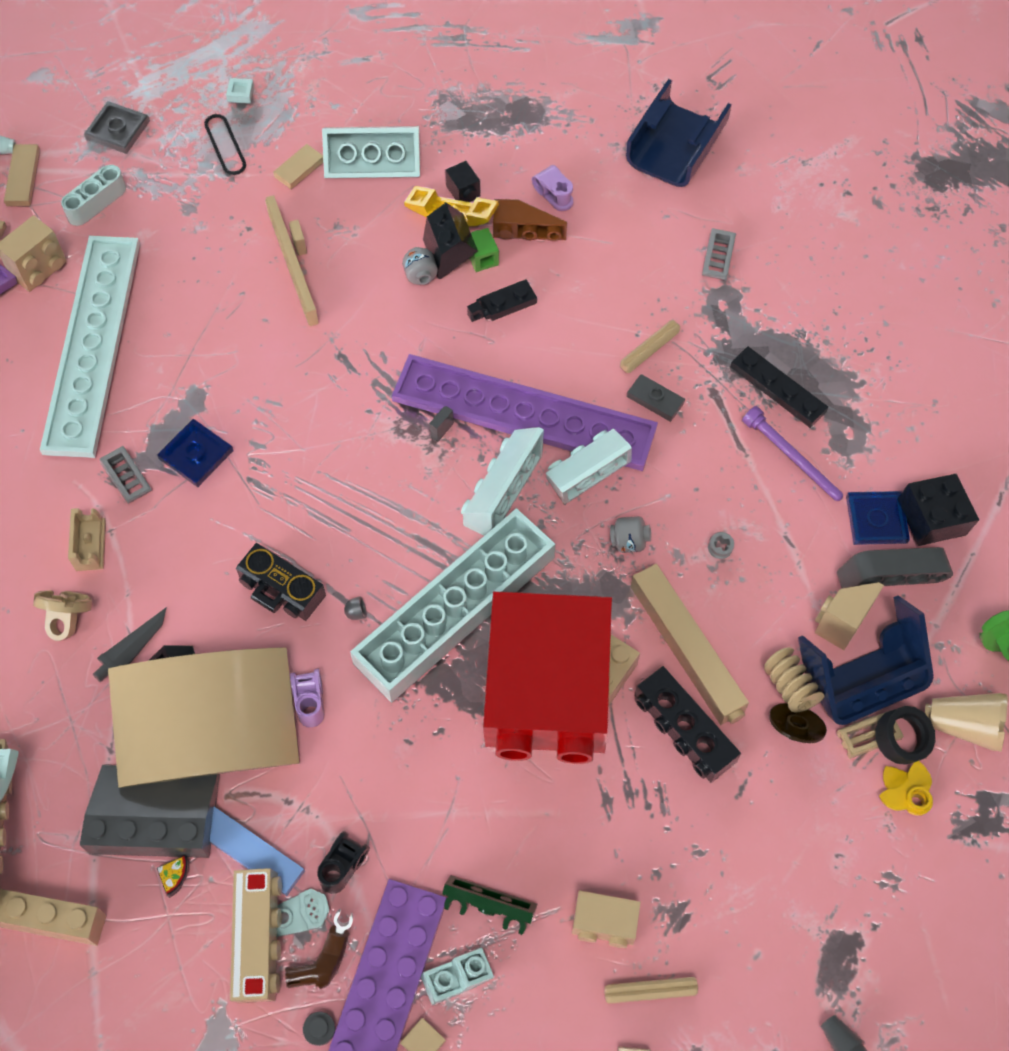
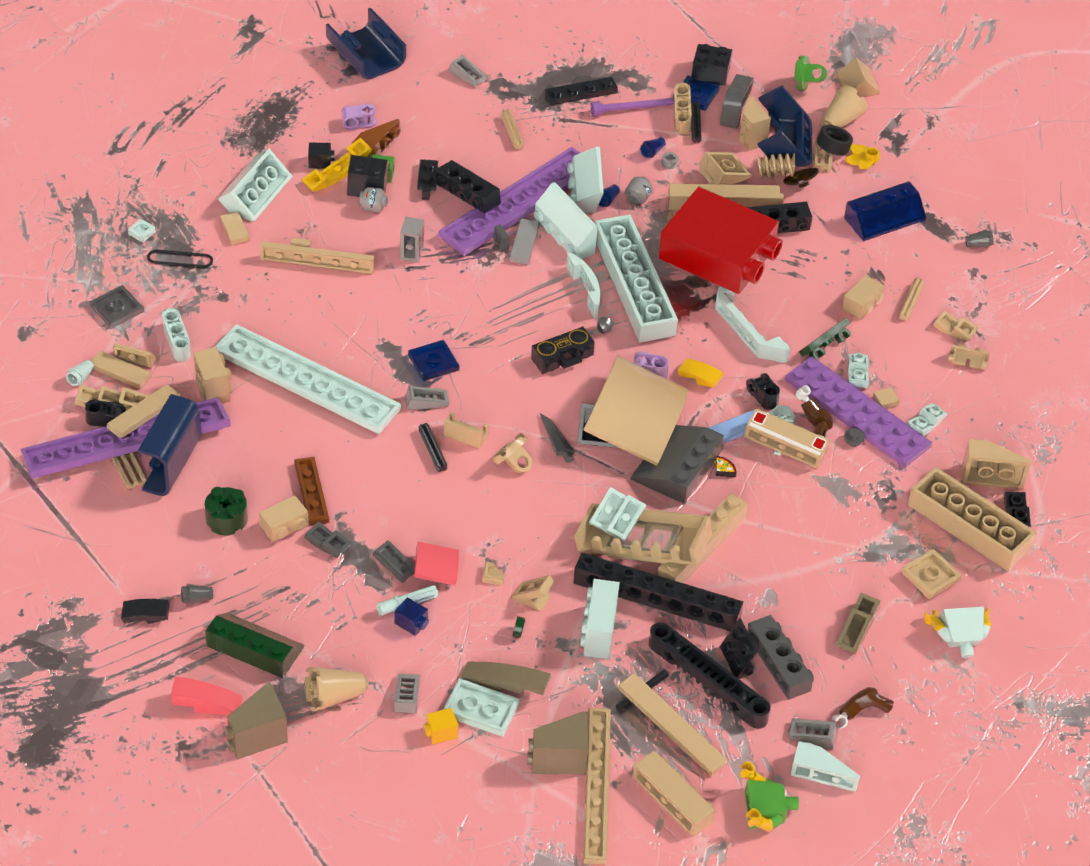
camera: 65 degrees left, 15 degrees down
(45, 519) = (432, 447): none -> black axle
(48, 175) = (134, 355): none -> tan slope
(333, 764) = (702, 372): none -> yellow slope
(368, 332) = (412, 239): none -> light grey brick
(392, 577) = (580, 269): none -> light aqua slope
(430, 841) = (772, 350): none -> light aqua slope
(458, 451) = (524, 241): none -> light grey tile
(499, 347) = (468, 186): none -> black brick
(598, 503) = (609, 195): none -> clear blue cone
(655, 397) = (550, 143): dark grey plate -> none
(728, 513) = (652, 147): none -> clear blue cone
(744, 619) = (723, 168): none -> tan slope
(808, 873) = (885, 211): none -> clear blue slope
(817, 542) = (695, 122): none -> black axle
(829, 503) = (682, 108): none -> tan beam

